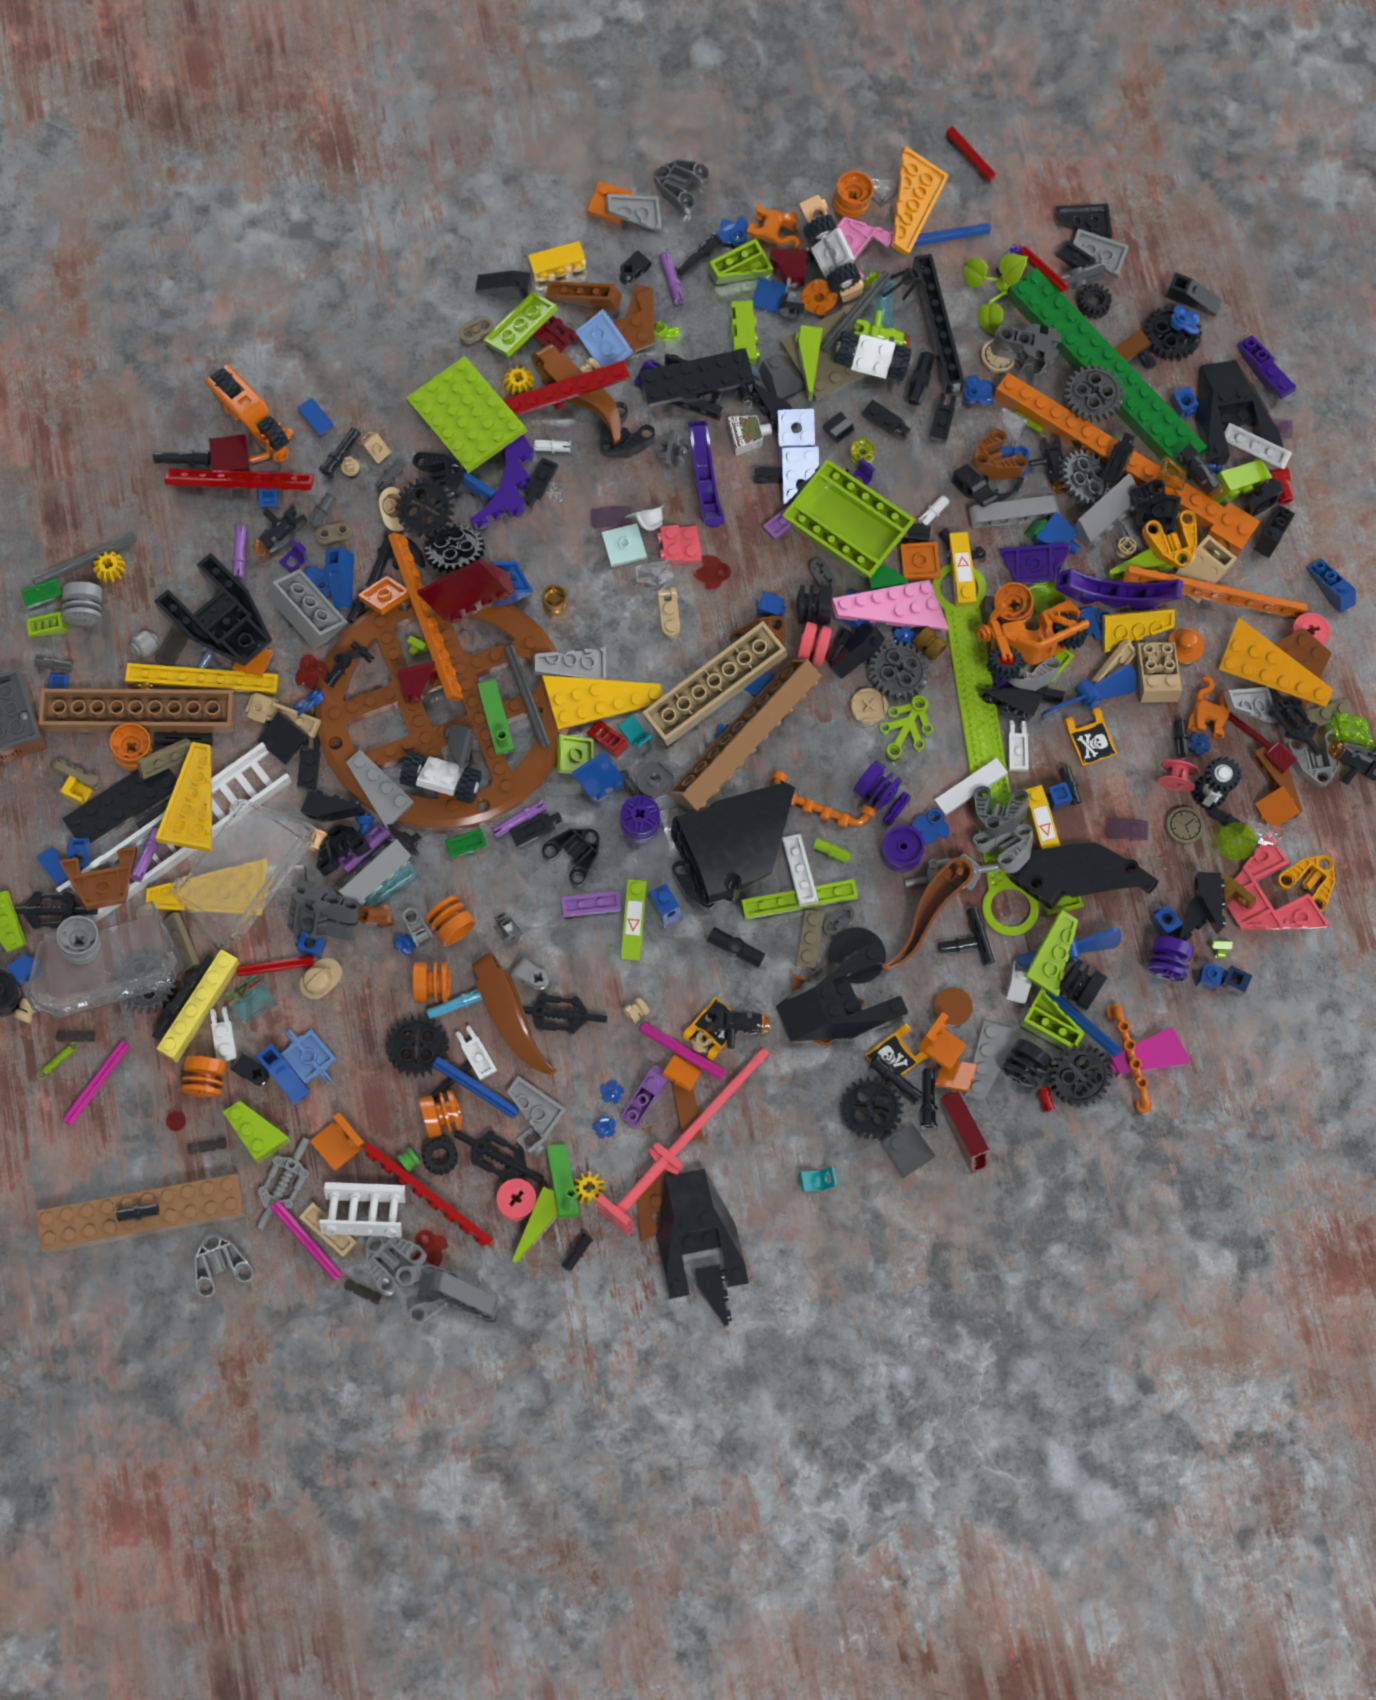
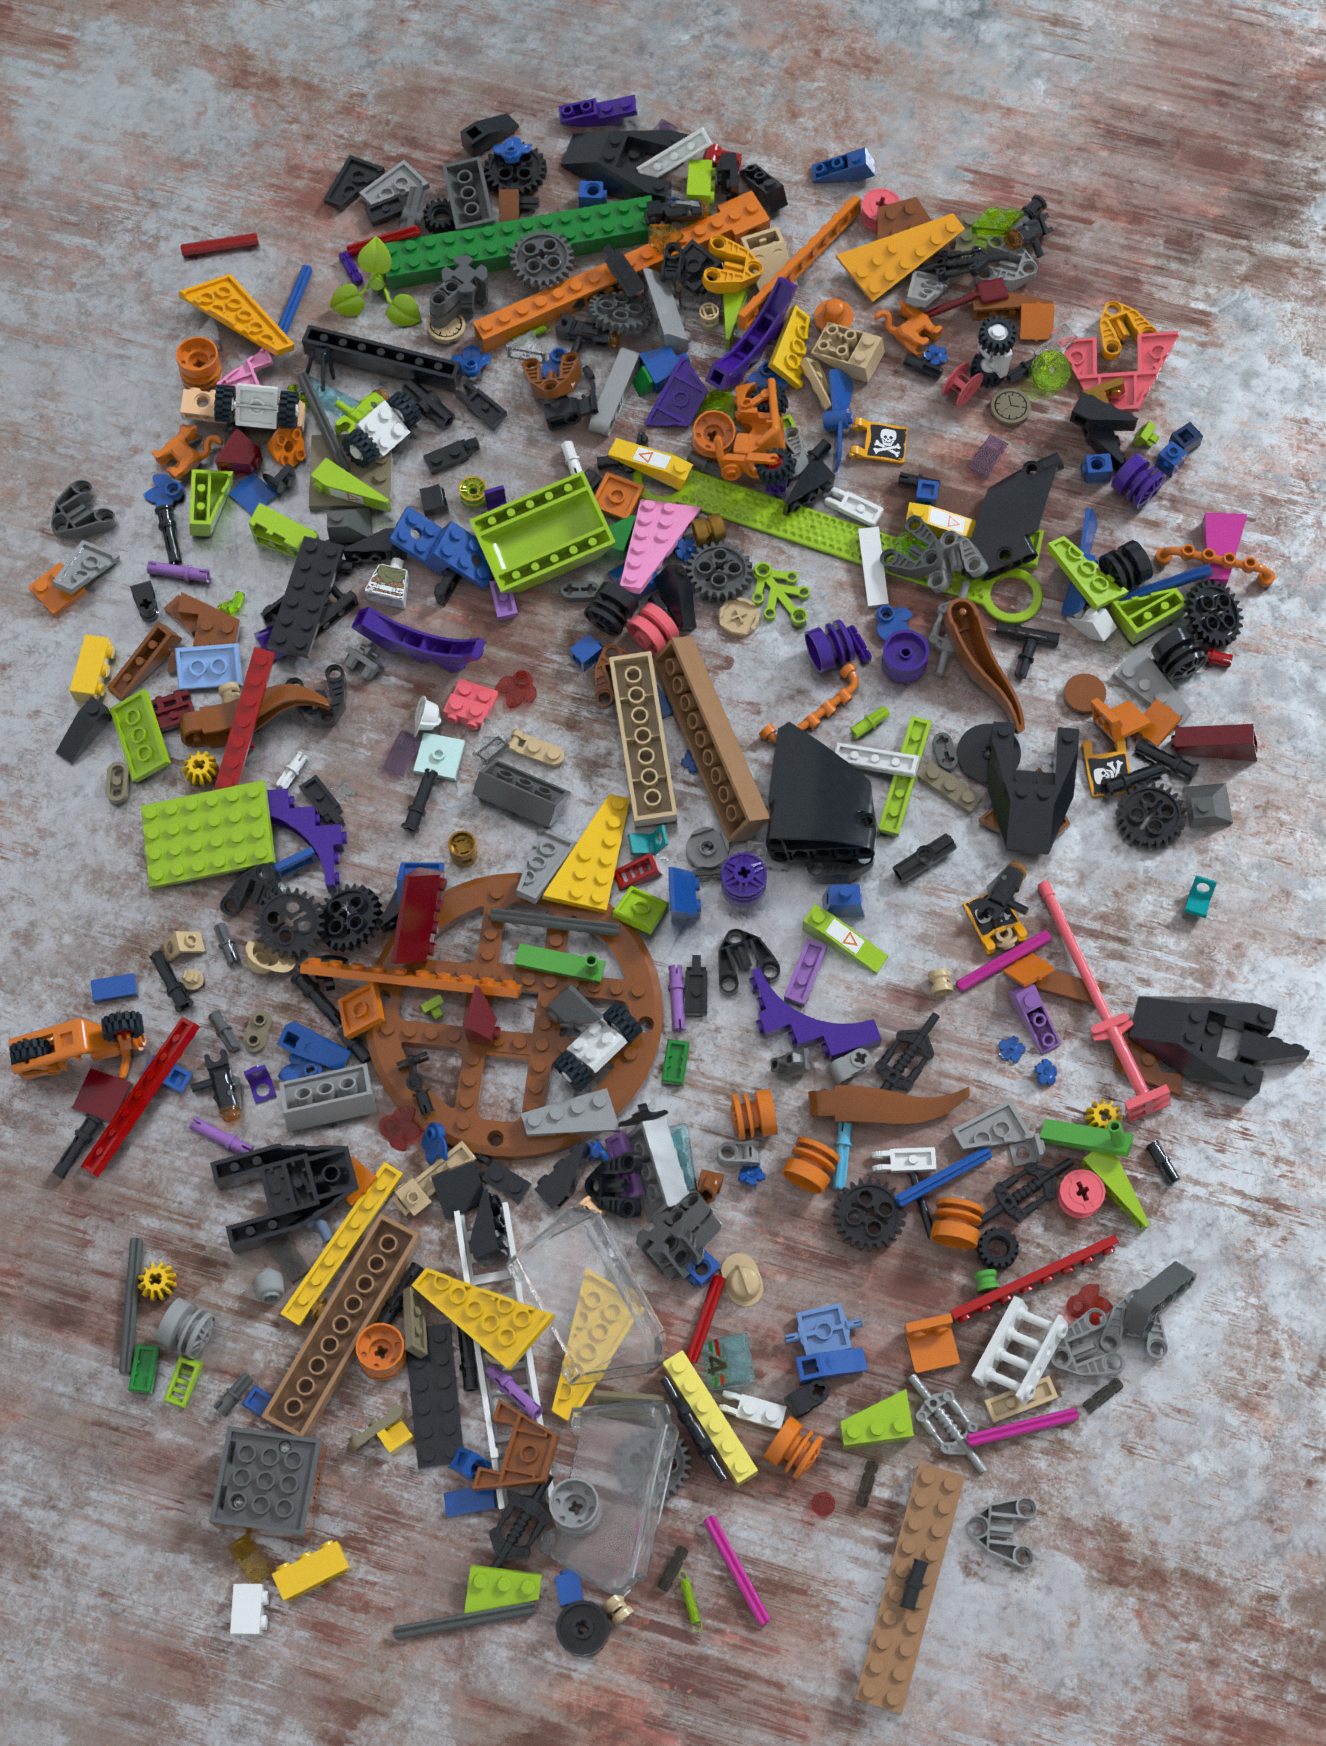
camera: 55 degrees left, 5 degrees down
(259, 774) = (488, 1234): none -> black slope
(542, 902) = (806, 1031): none -> dark purple arch
(569, 552) = (417, 809): none -> black pin
(625, 619) = (520, 793): none -> dark grey slope
(1124, 310) = (468, 193): none -> dark grey slope

